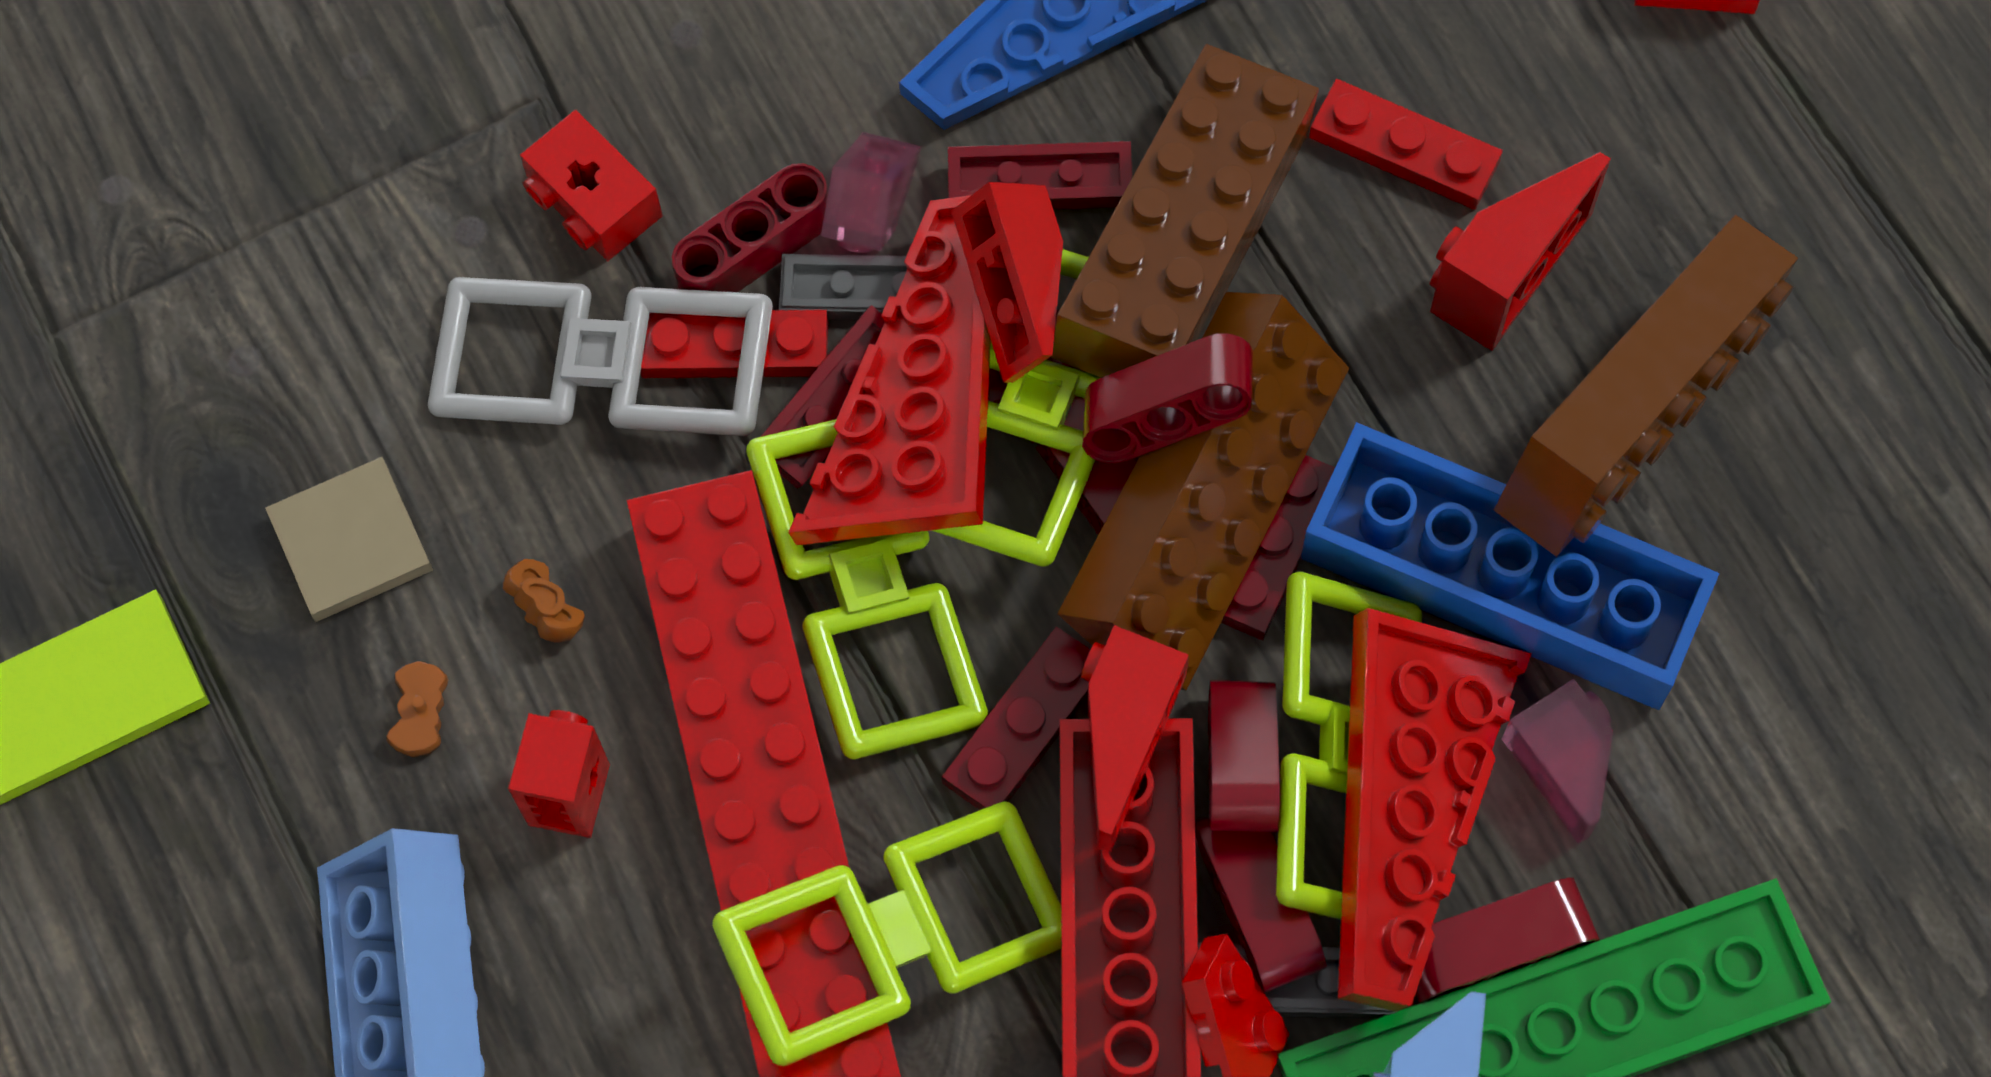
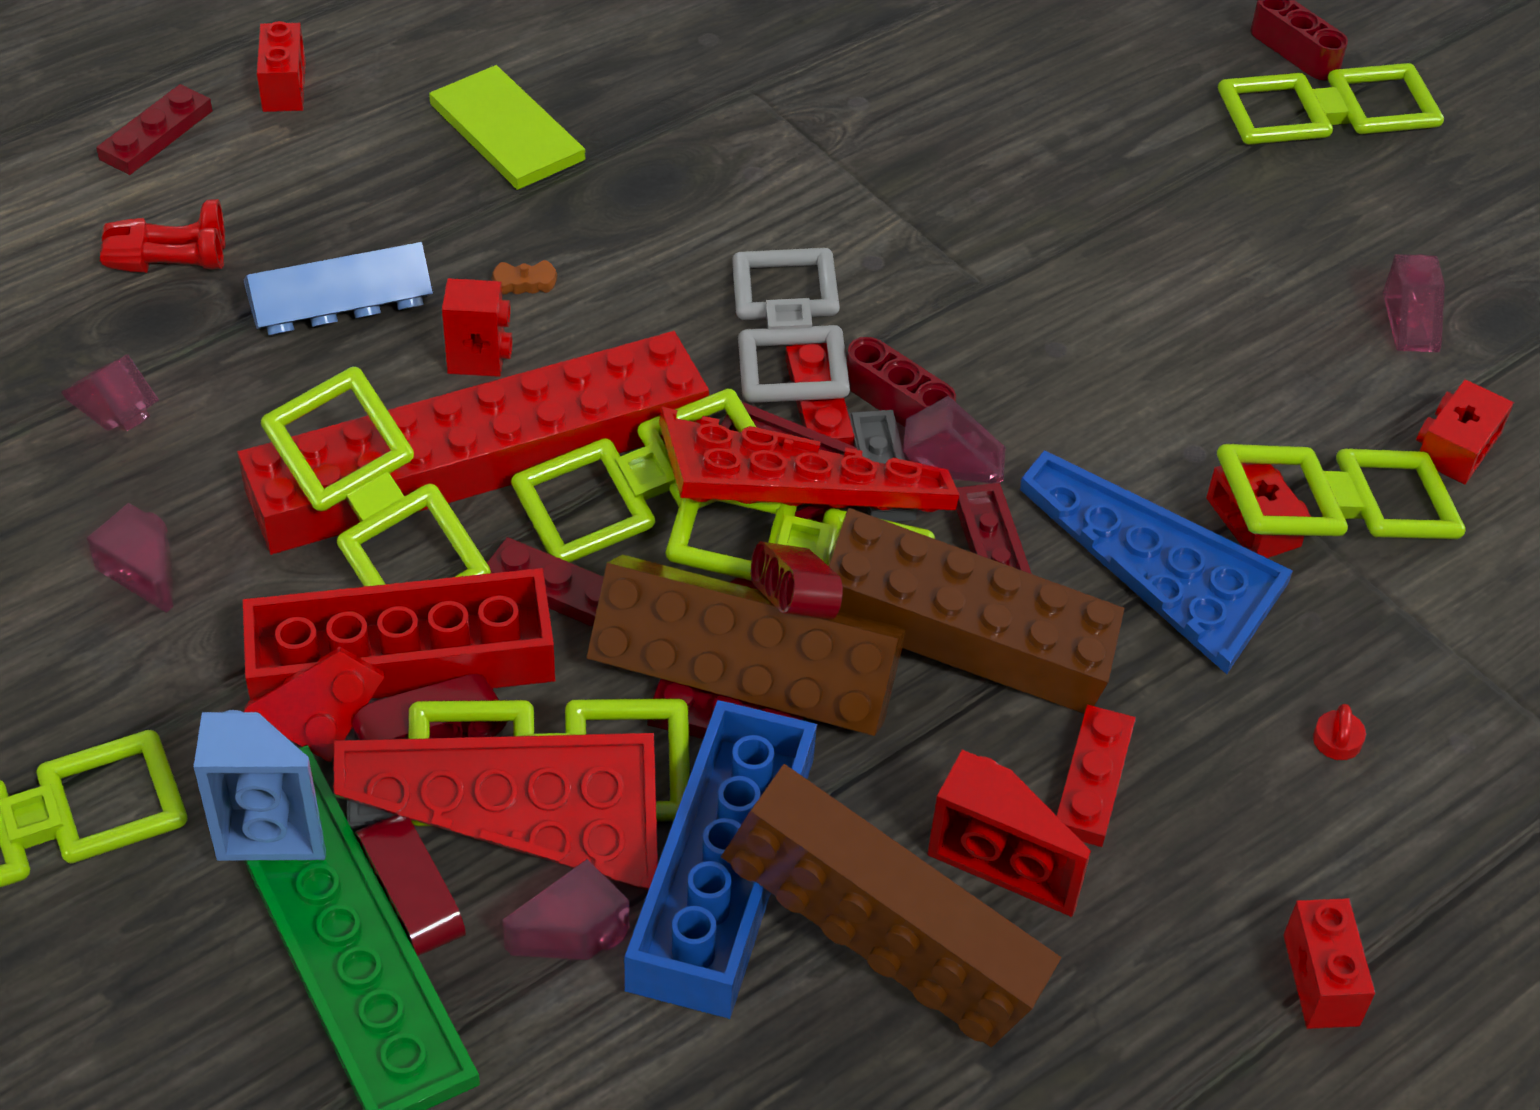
camera: 75 degrees right, 20 degrees down
(348, 539) = (636, 231): dark tan tile -> none
(542, 601) = (606, 320): dark orange piece -> none
(590, 186) = (915, 303): red brick -> none
(1015, 270) = (906, 497): red slope -> none
(1128, 707) = (532, 589): red slope -> none
(1243, 756) = (548, 685): dark red beam -> none

